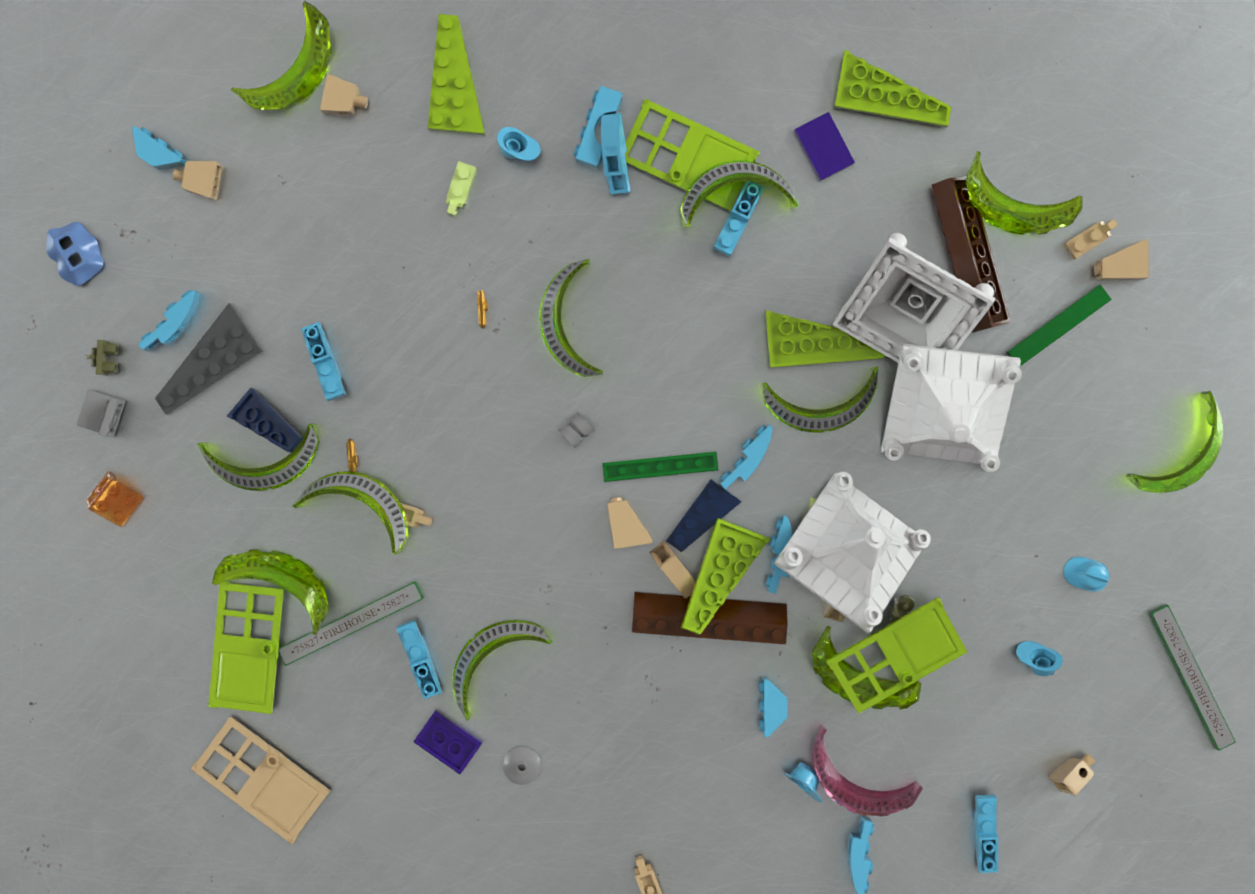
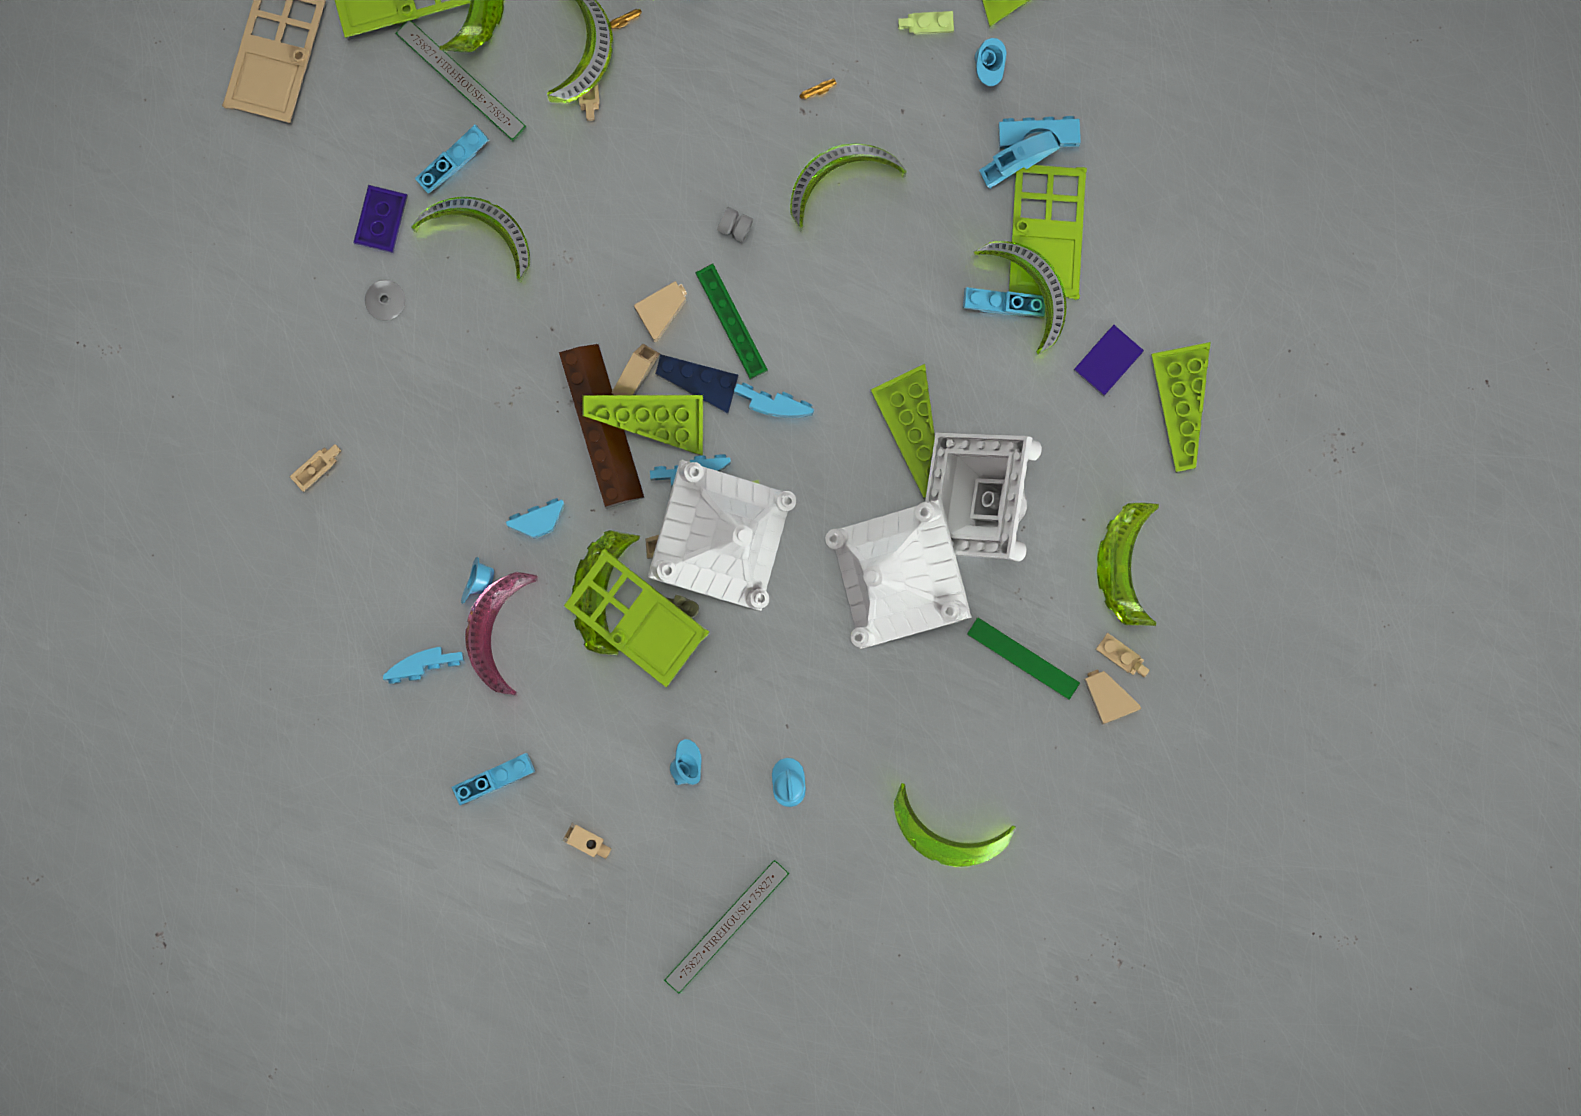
camera: 65 degrees right, 5 degrees down
(821, 419) = (841, 464): windscreen -> none
(969, 245) = (1057, 544): reddish brown slope -> none

